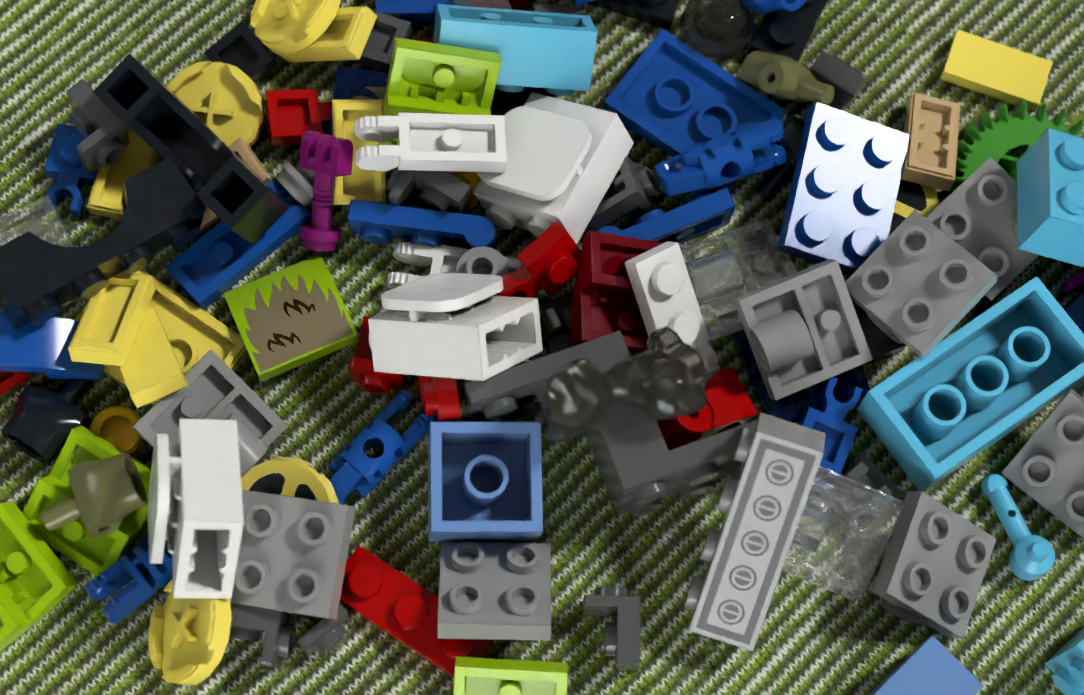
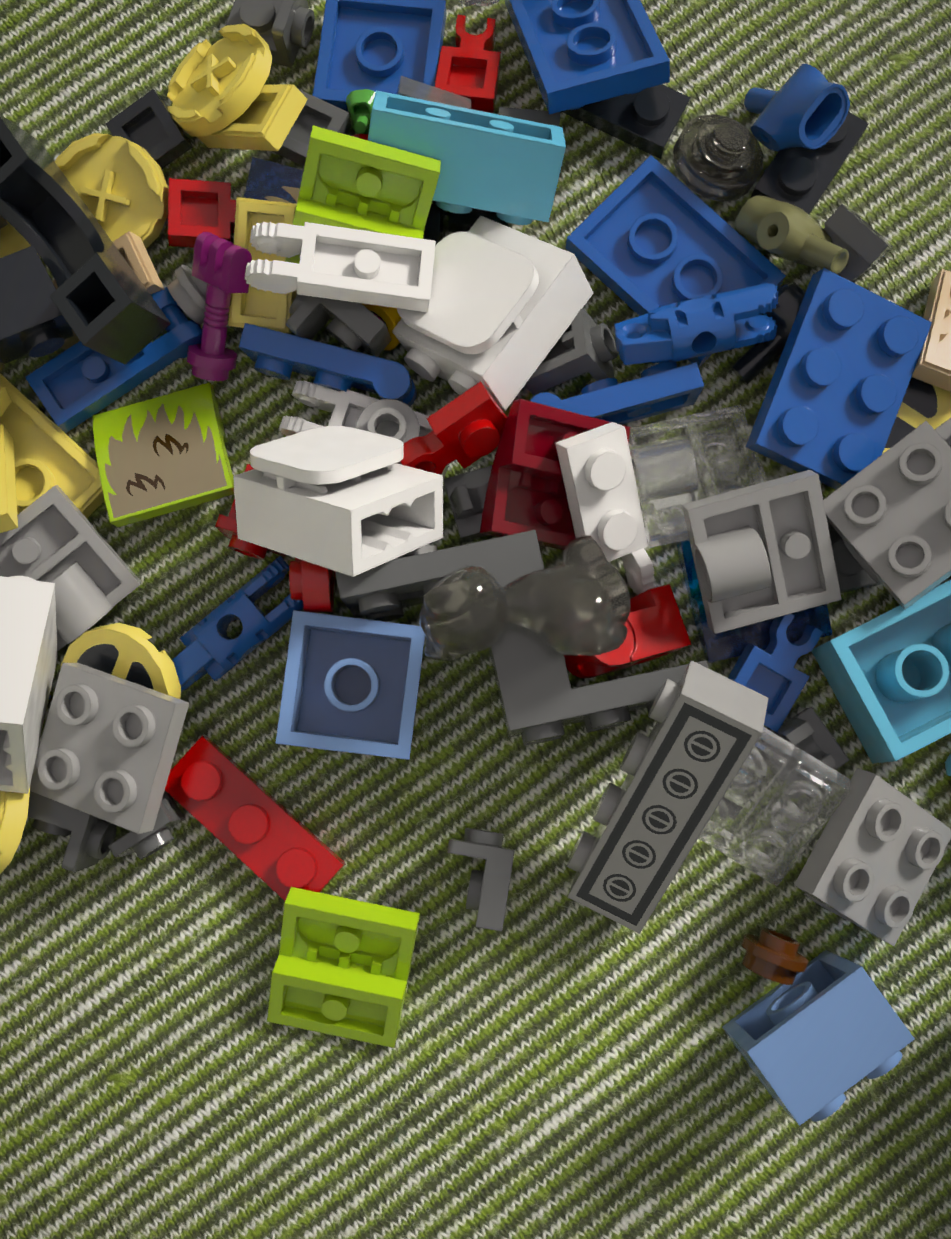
camera: 20 degrees right, 10 degrees up
(422, 19) = (360, 107): none -> bright green rock
(494, 591) = (347, 817): light grey plate -> none
(865, 658) = (773, 956): none -> reddish brown plate

